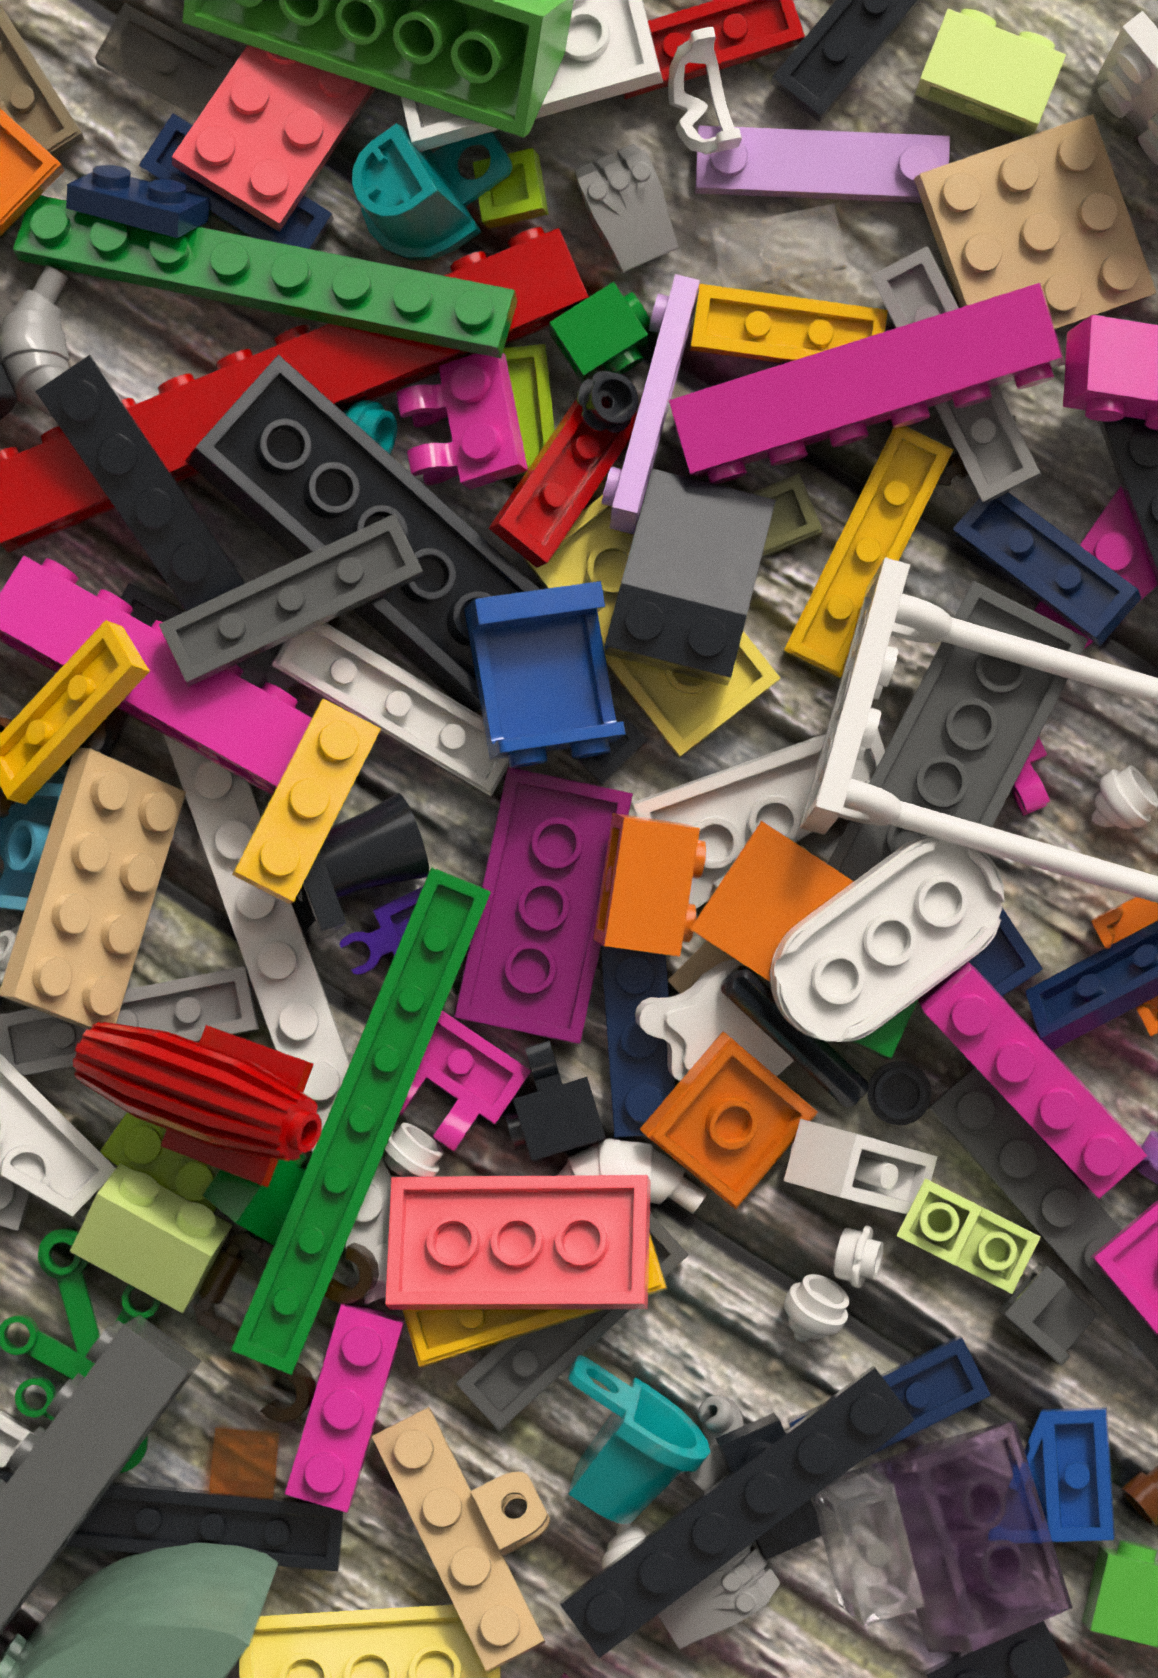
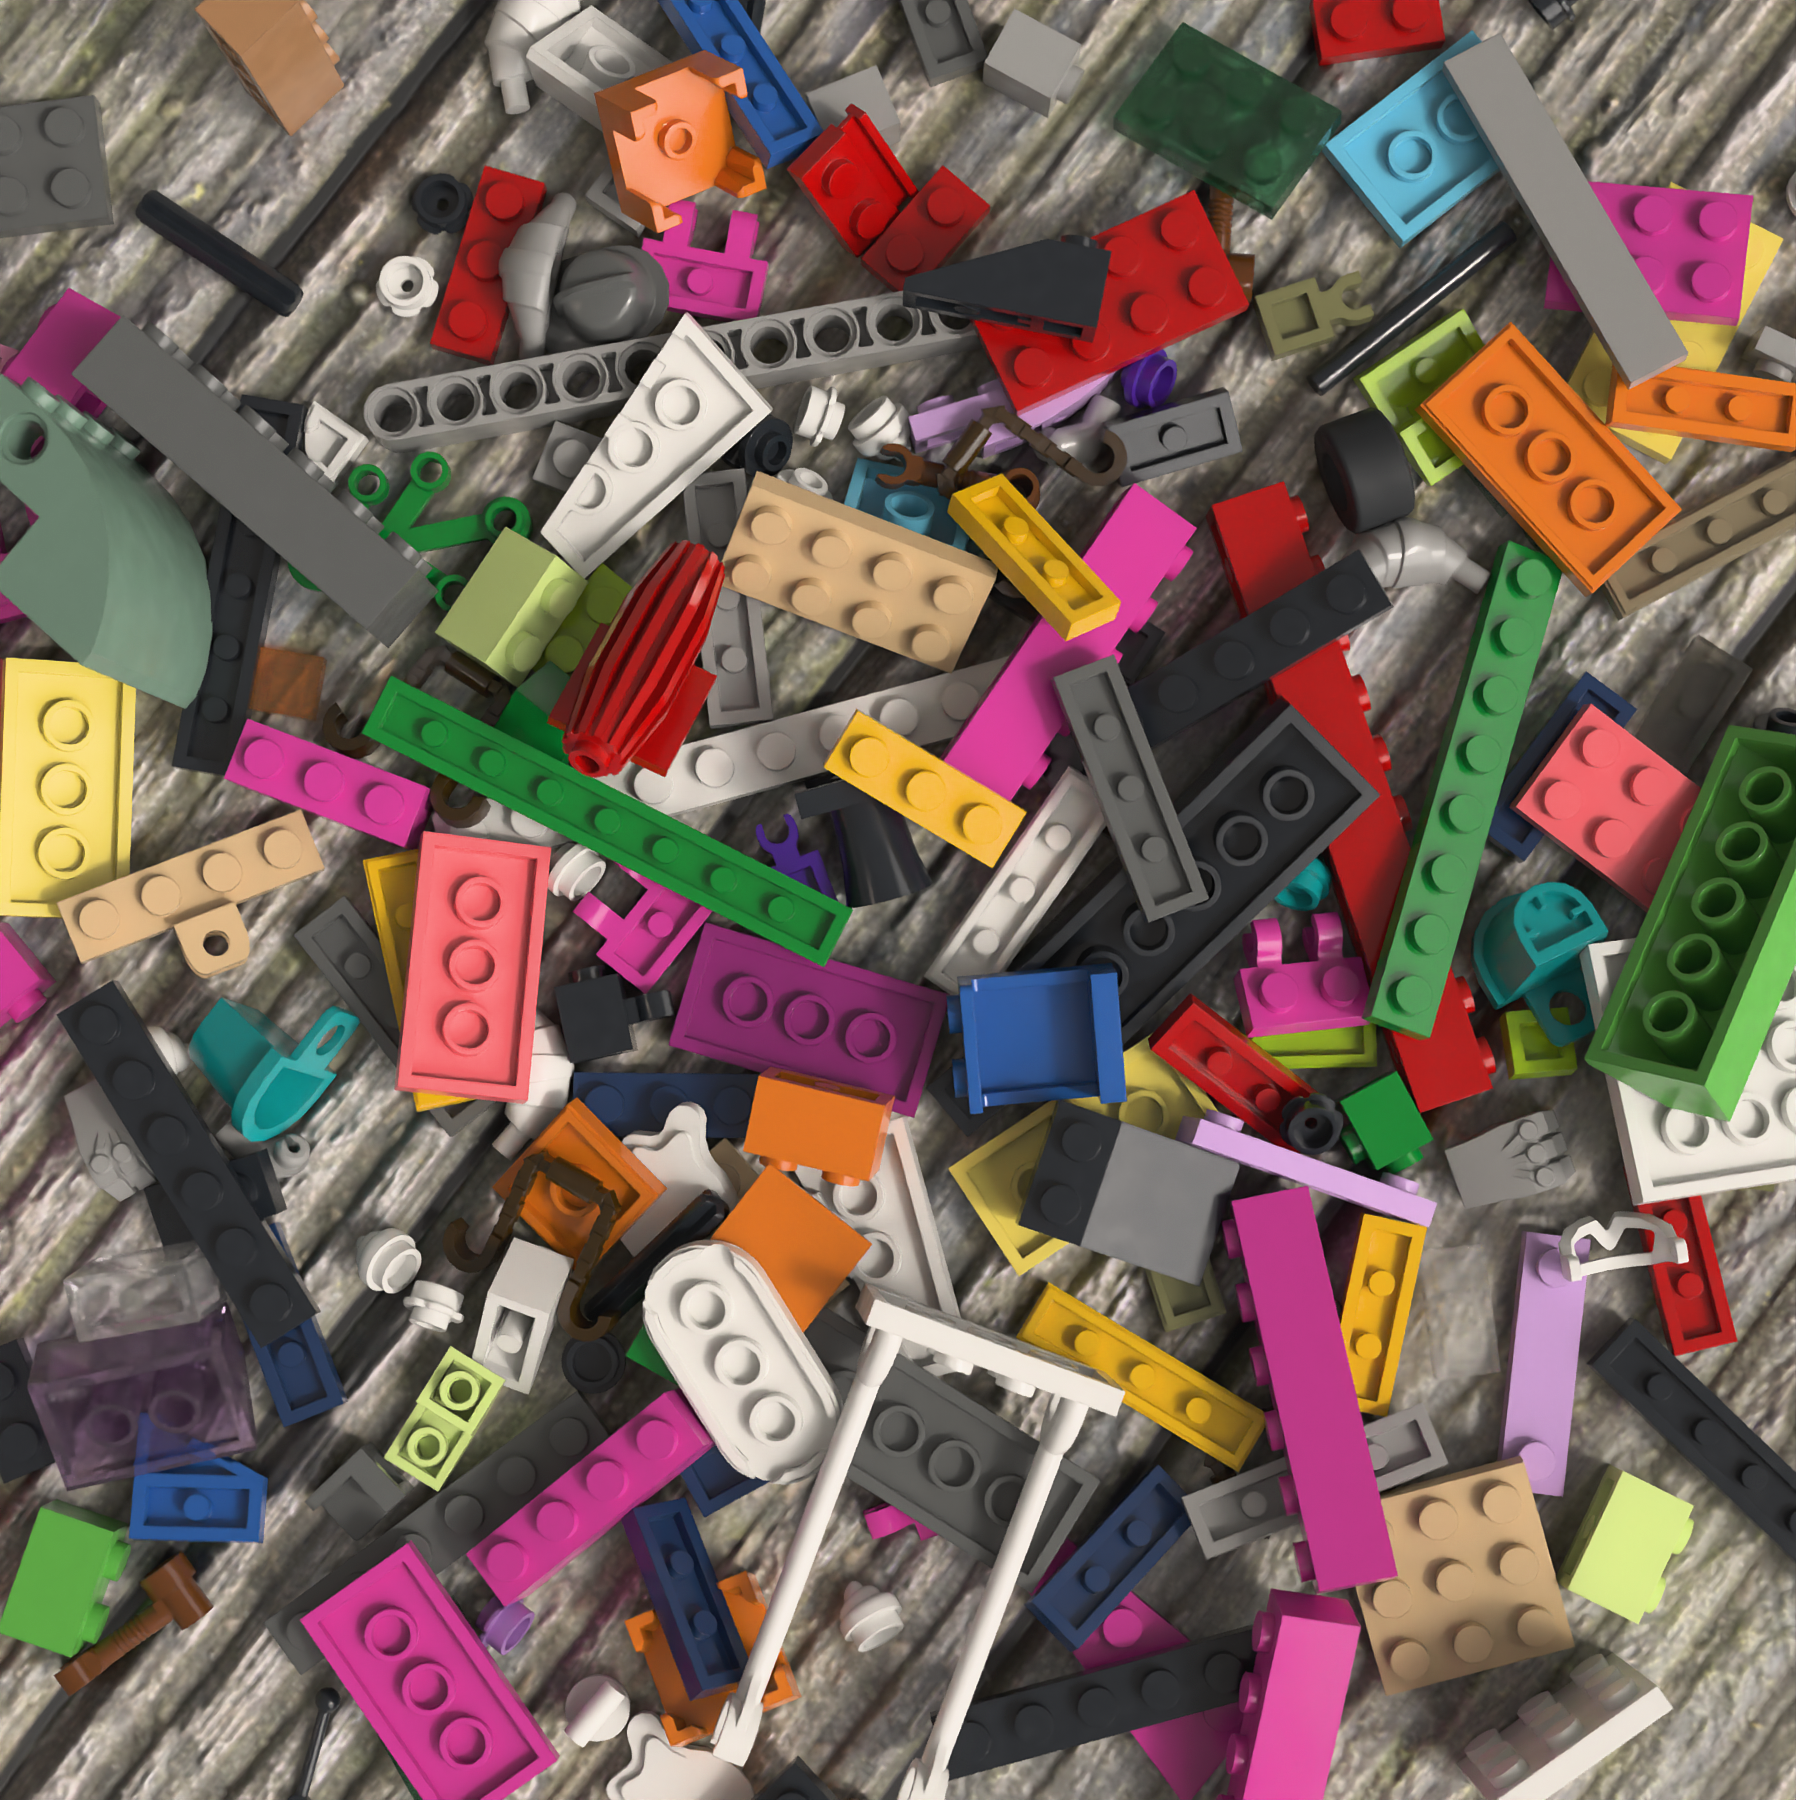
camera: 95 degrees right, 0 degrees up
(152, 205) = (1547, 666): dark blue plate -> none
(725, 1119) = (577, 1183): none -> dark brown piece

